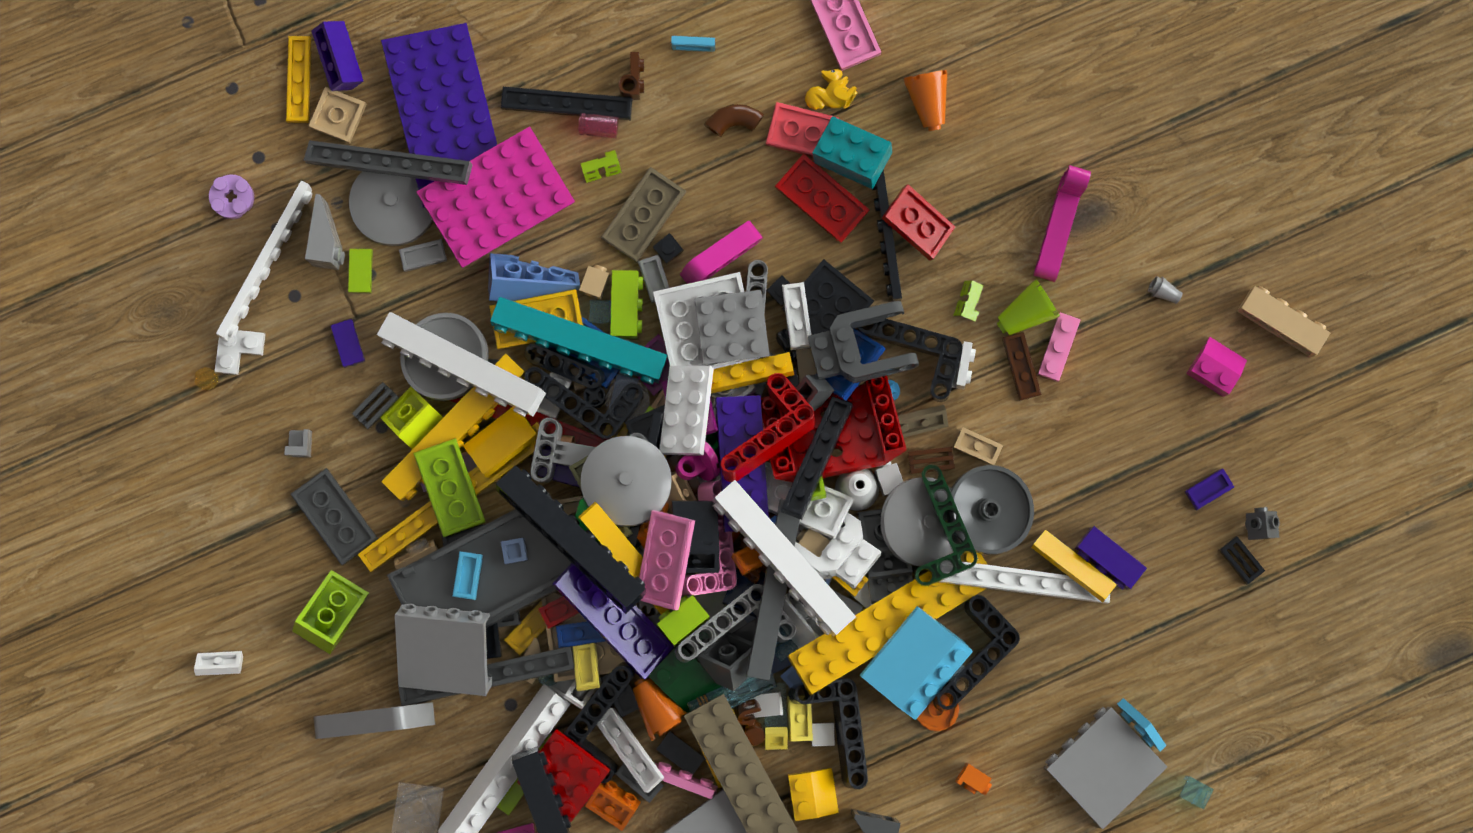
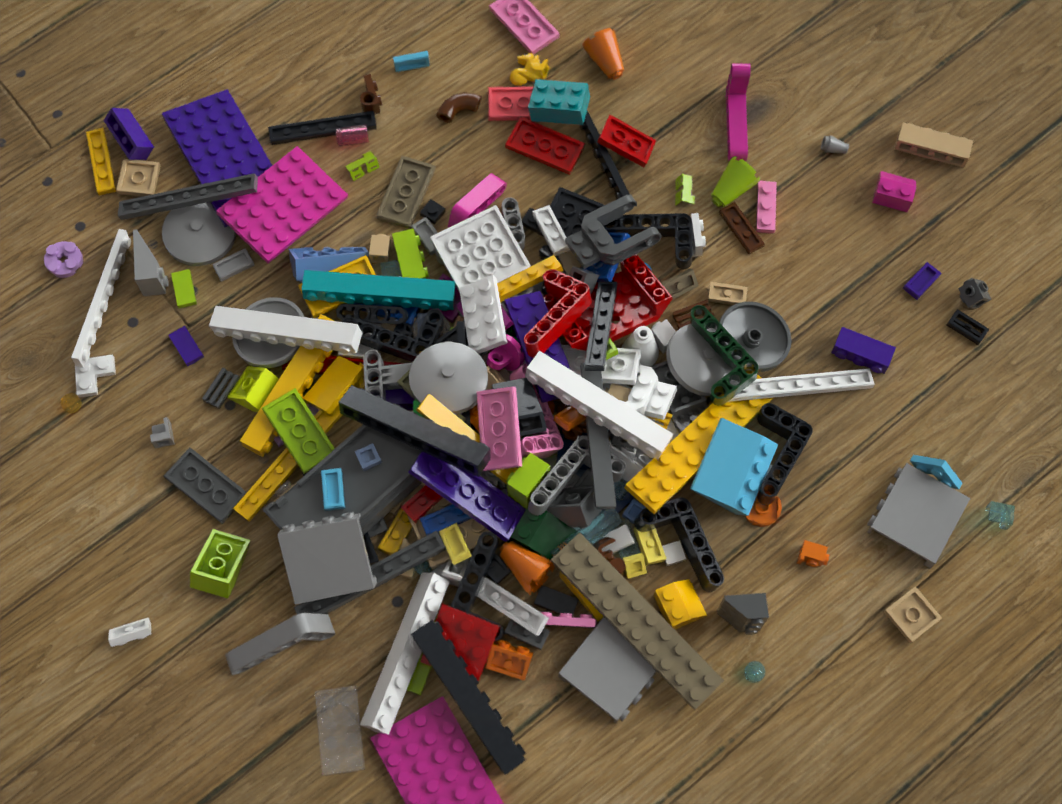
camera: 15 degrees left, 15 degrees down
(732, 327) = (502, 246): light grey plate -> none
(1074, 566) = (836, 363): yellow tile -> none

